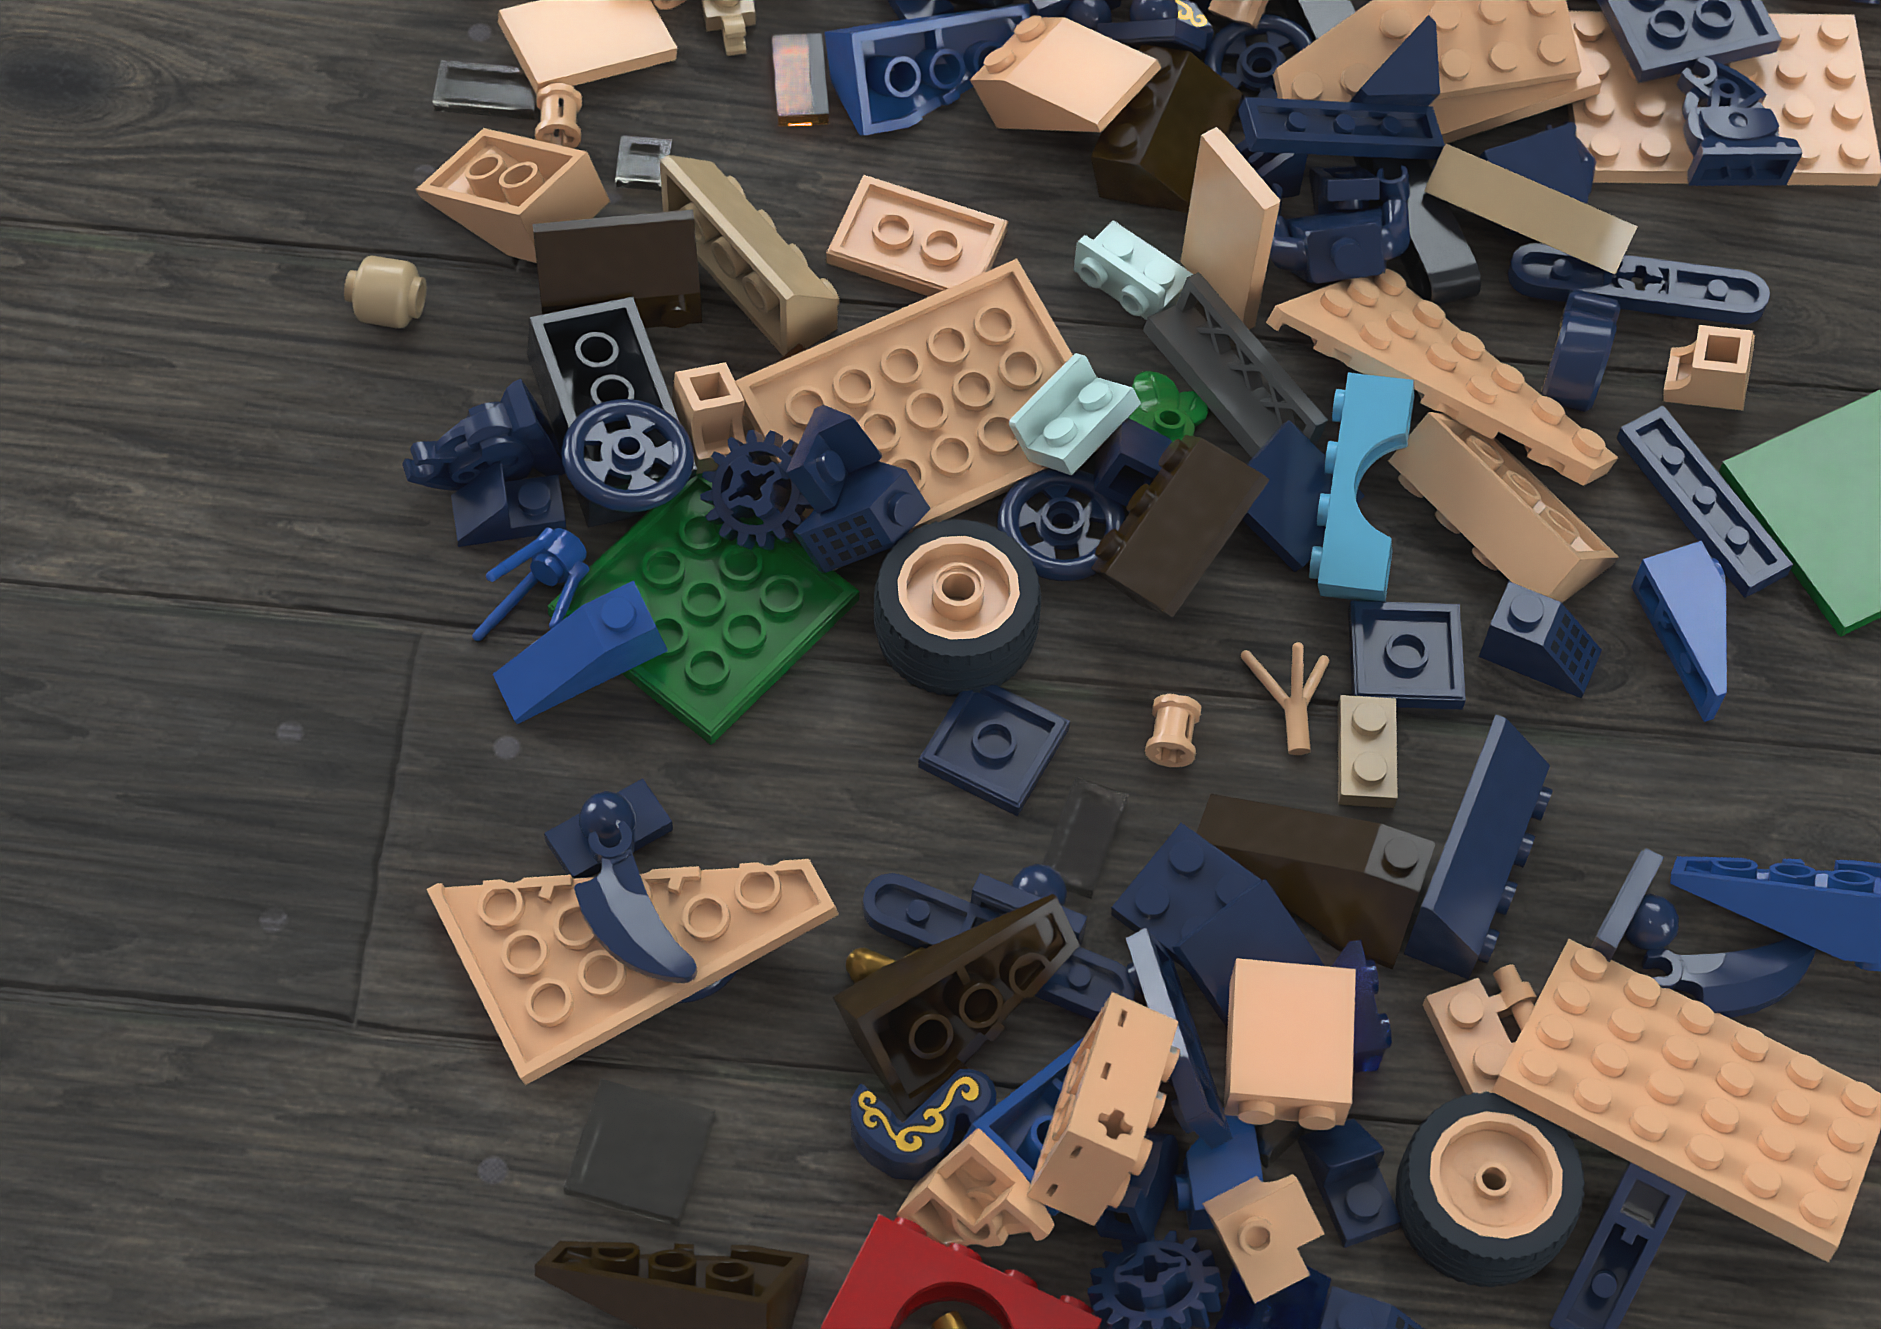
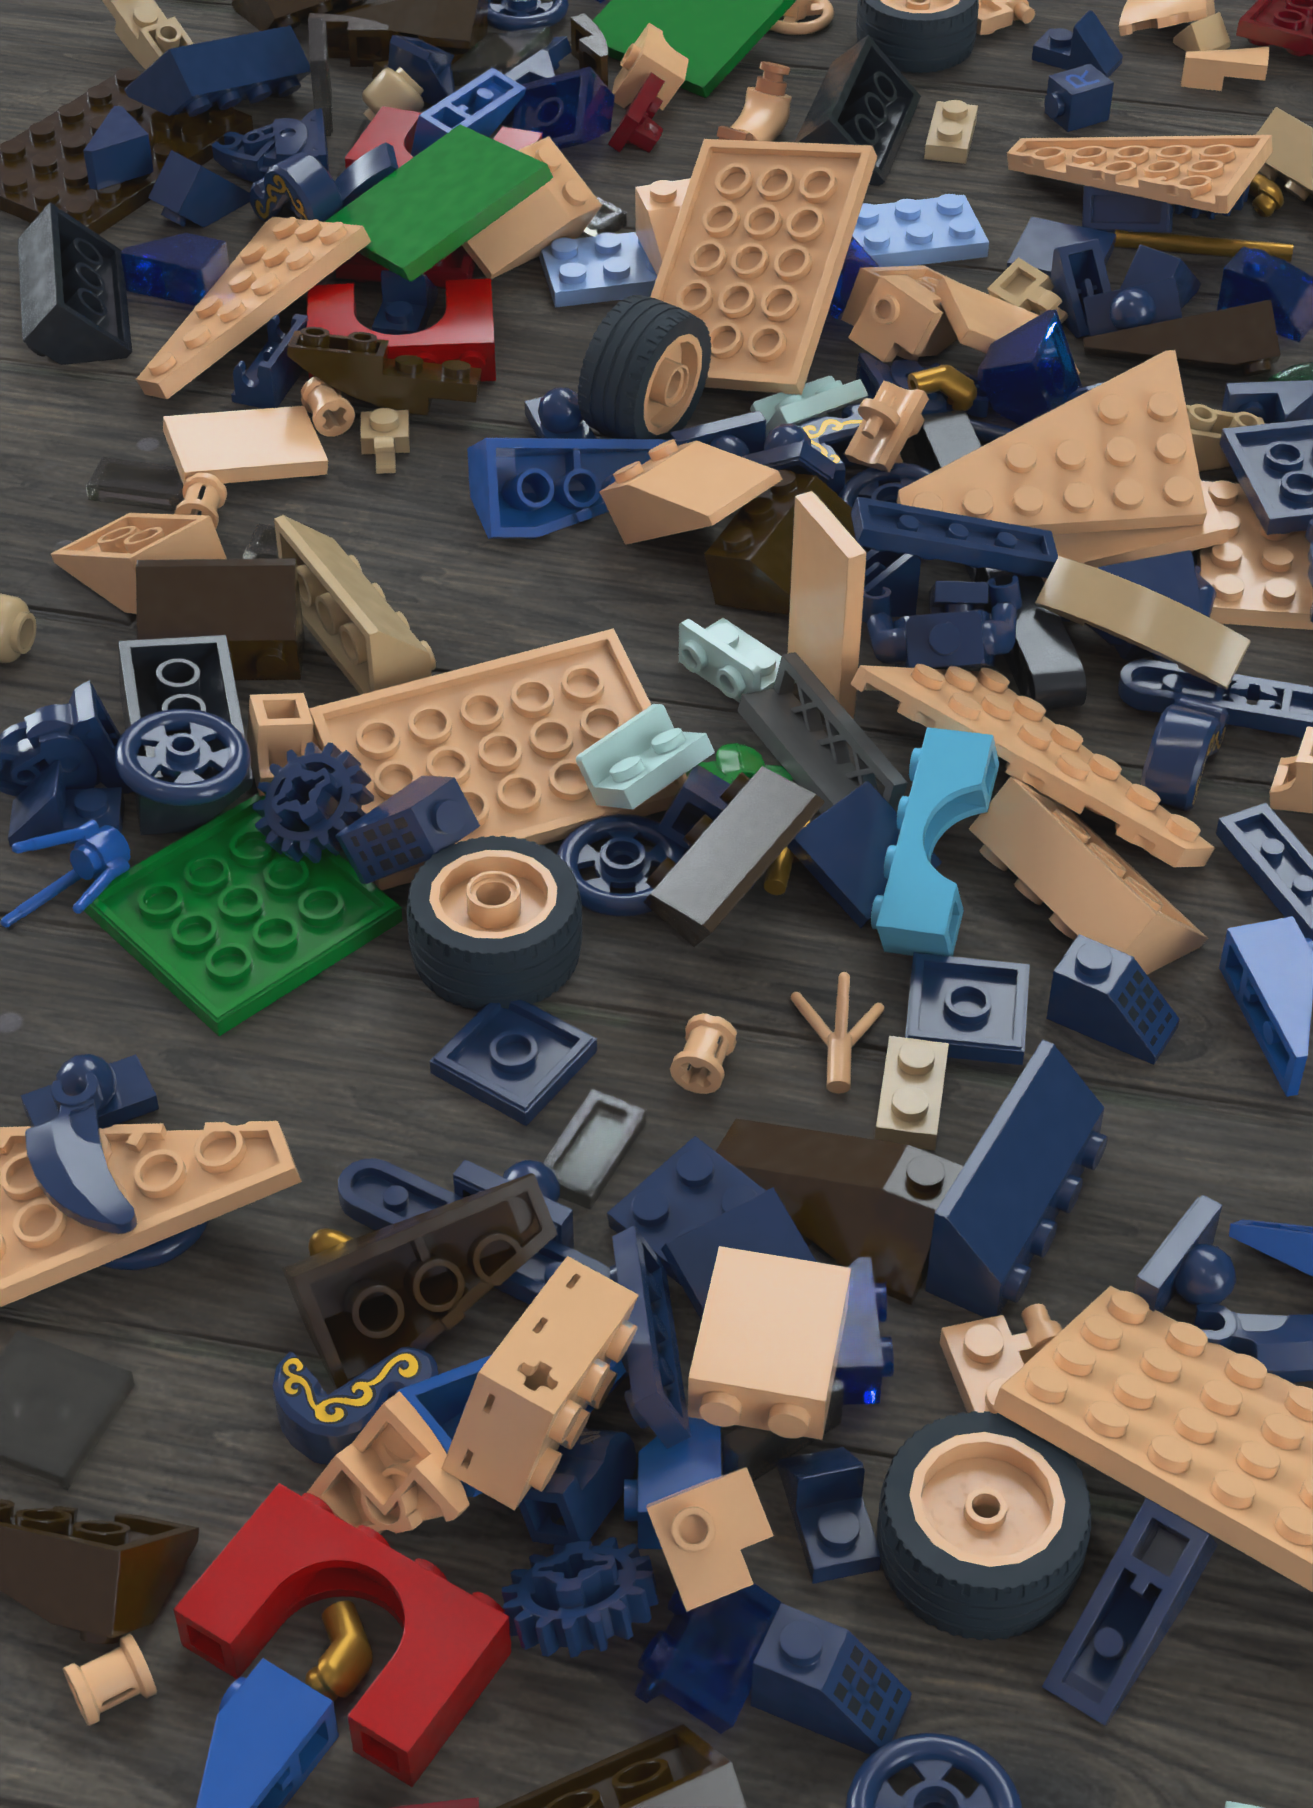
camera: 10 degrees right, 15 degrees down
(581, 653) = (100, 931): blue slope -> none
(800, 80) = (440, 494): clear orange tile -> none
(827, 454) = (382, 767): dark blue slope -> none
(914, 238) = (512, 616): light nougat tile -> none
(1408, 74) = (1023, 492): dark blue slope -> none

